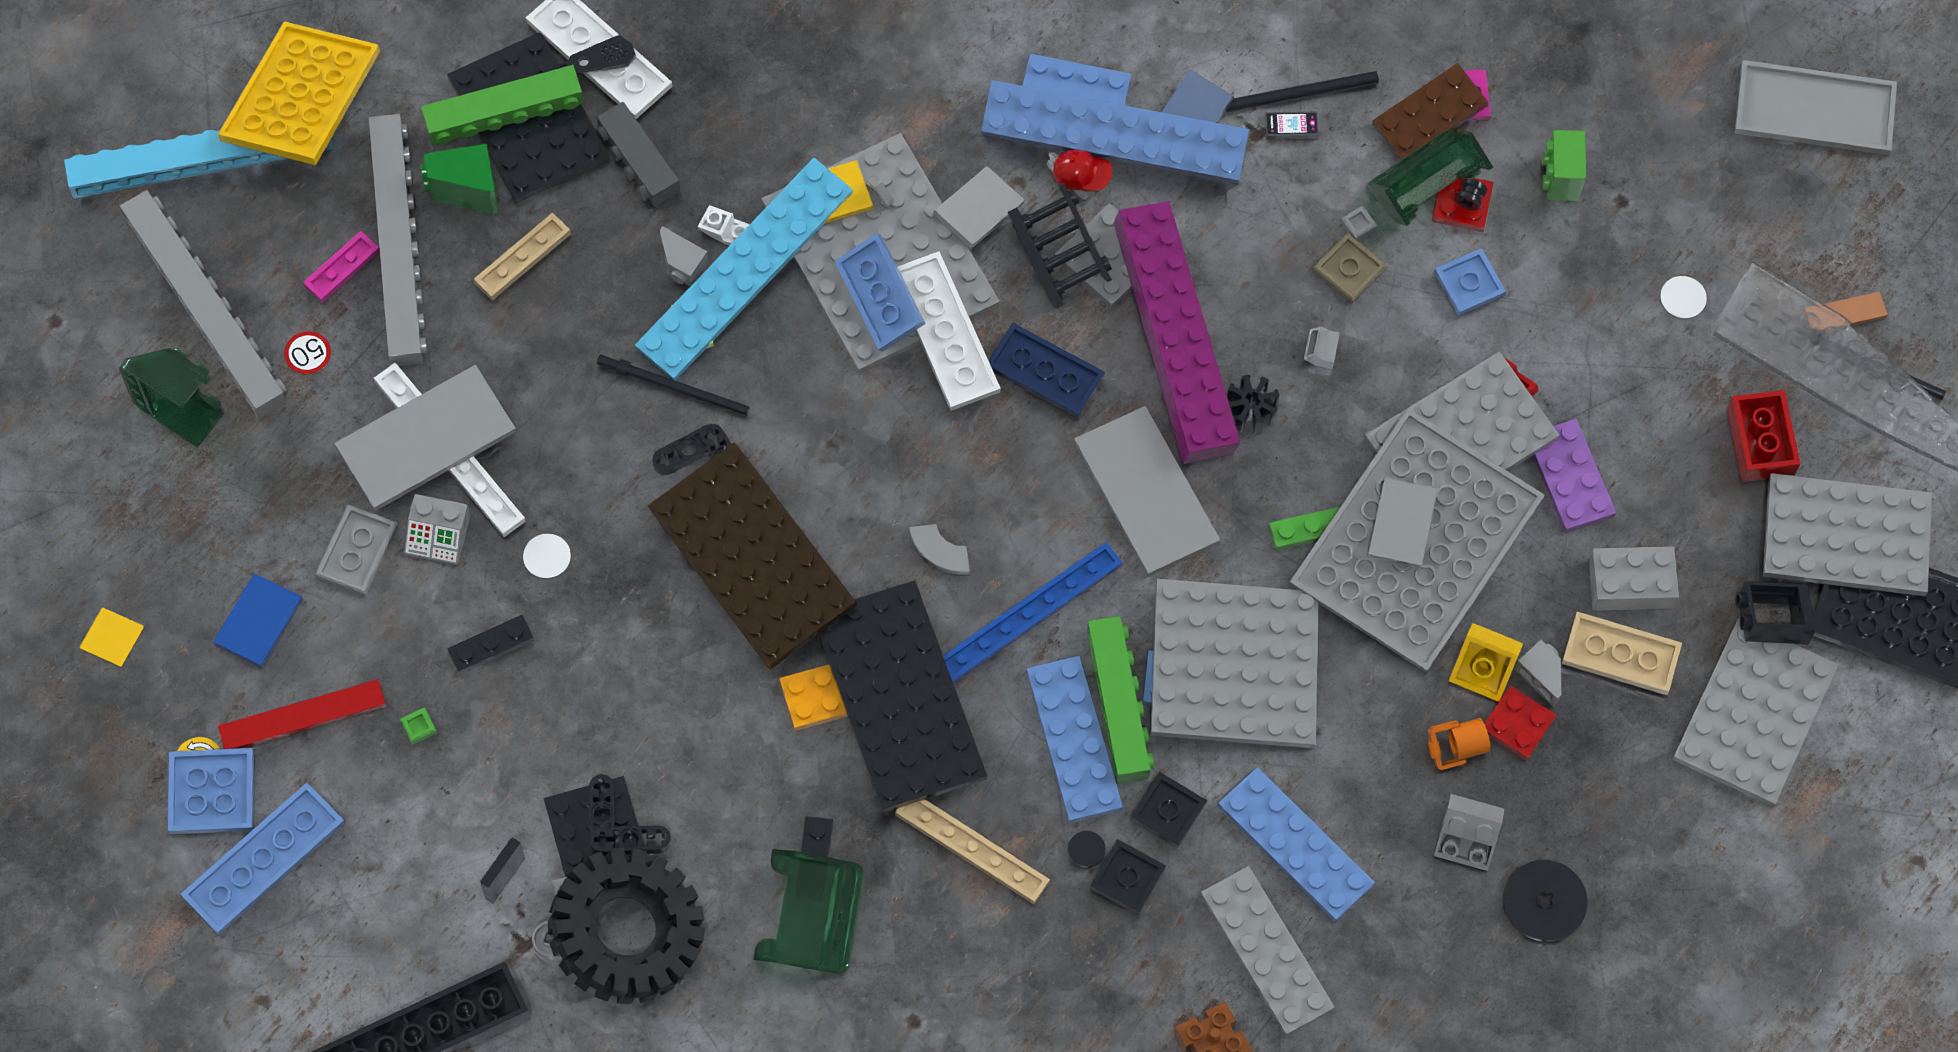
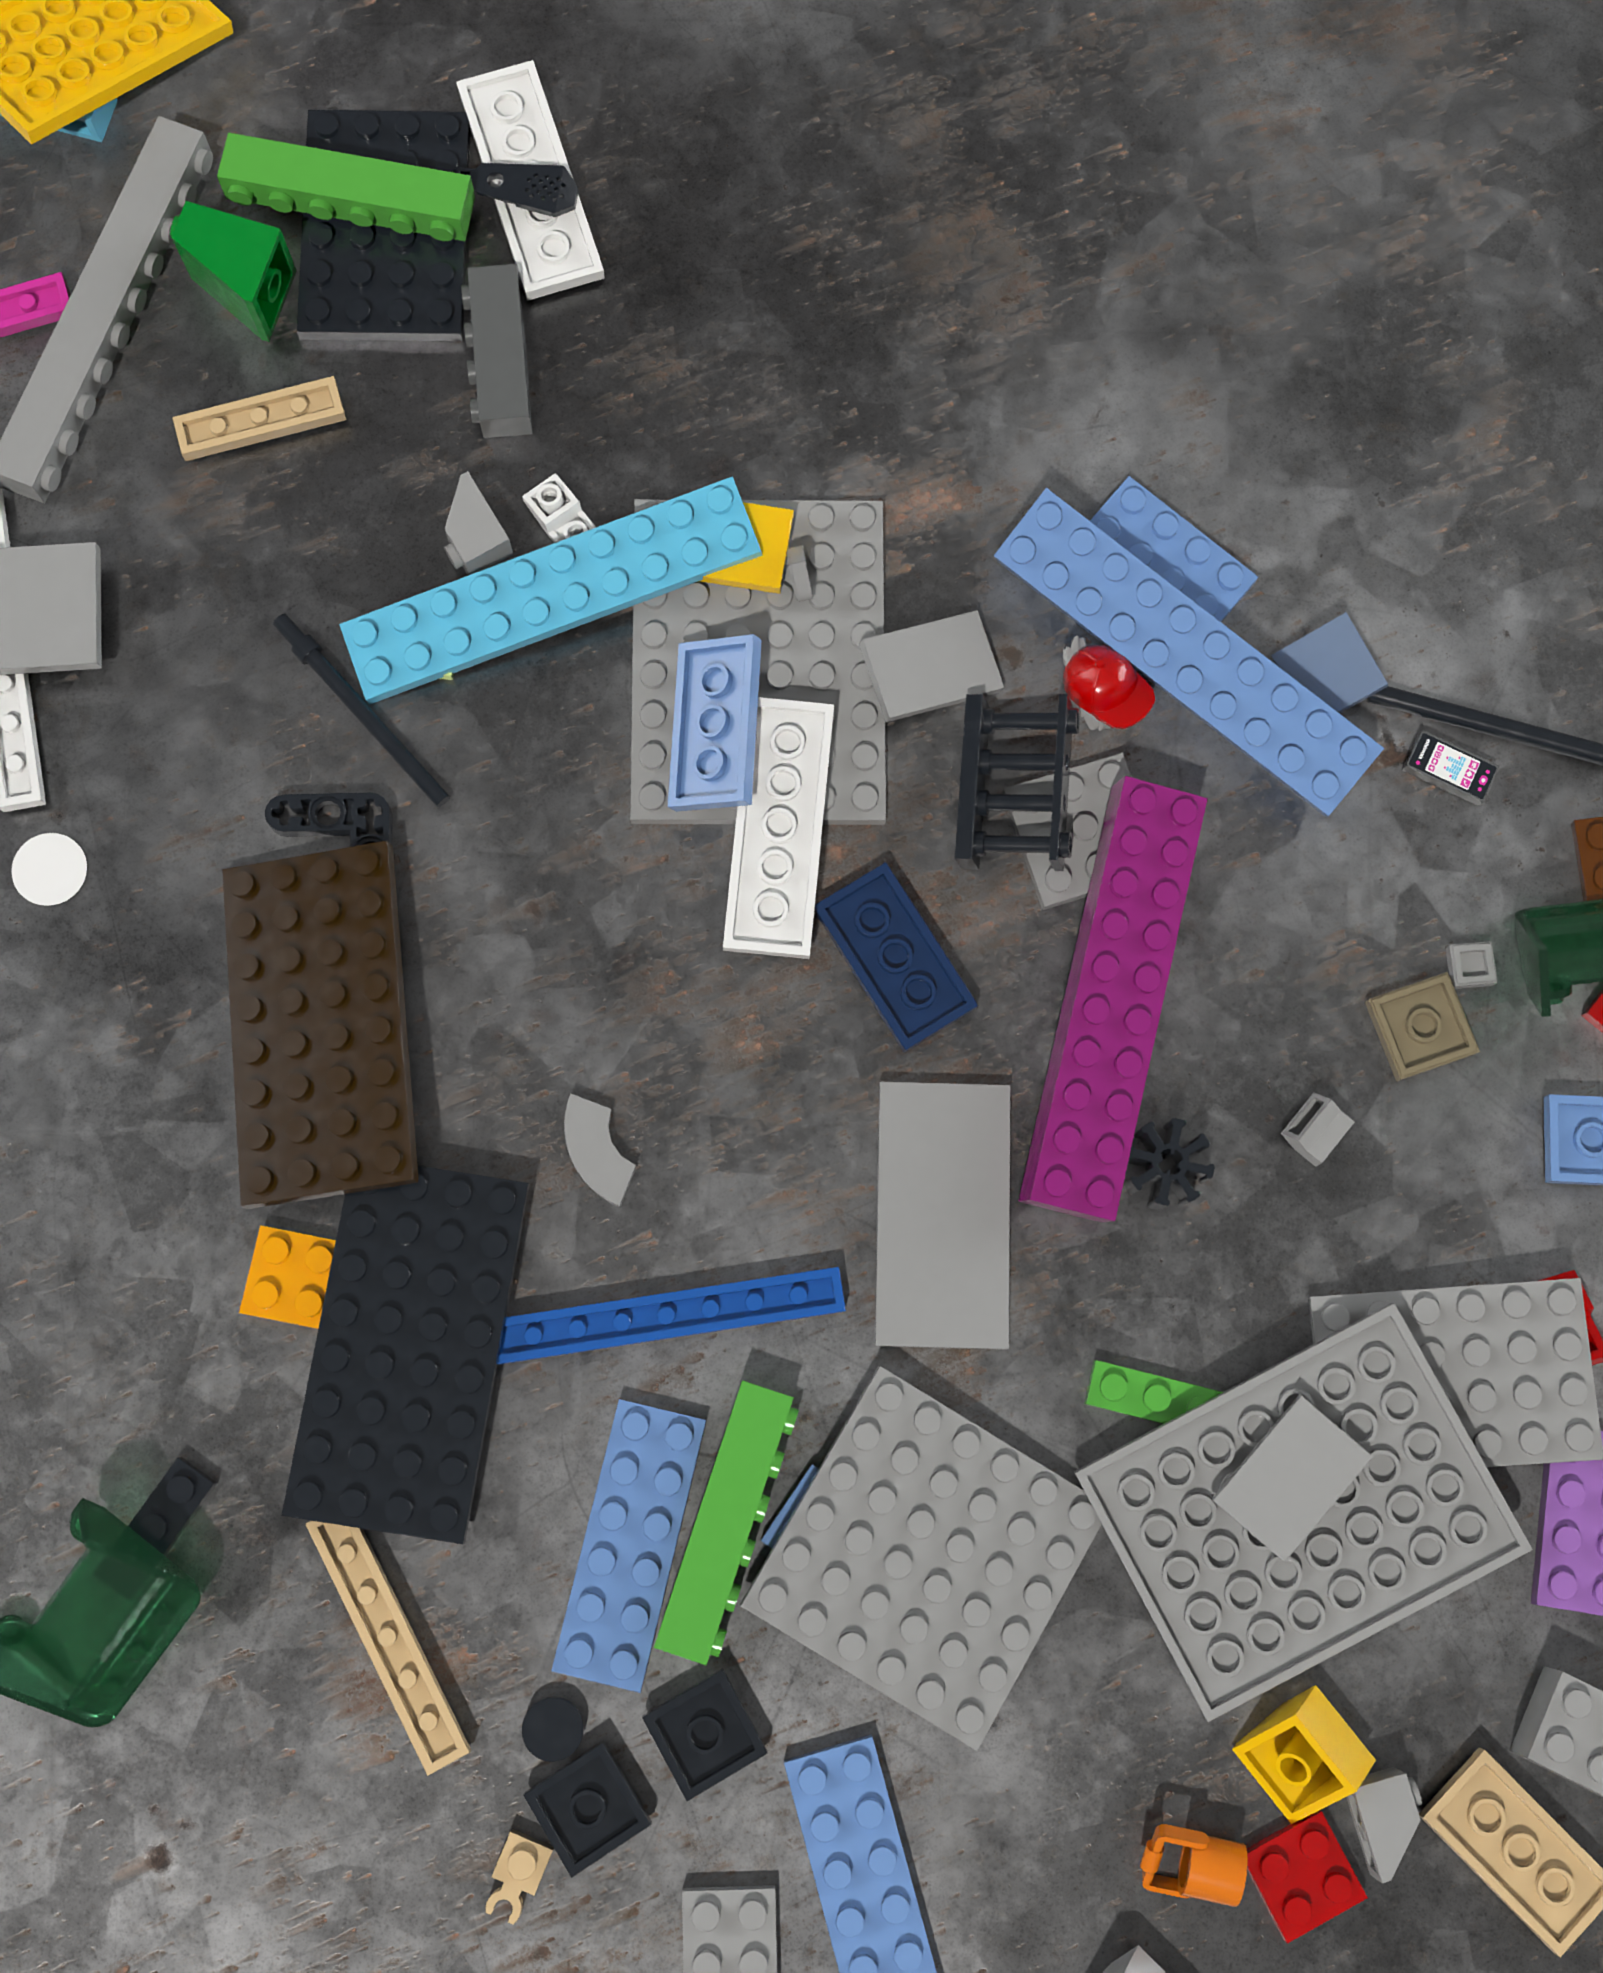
camera: 25 degrees right, 10 degrees up
(1109, 926) = (520, 1869): none -> tan plate

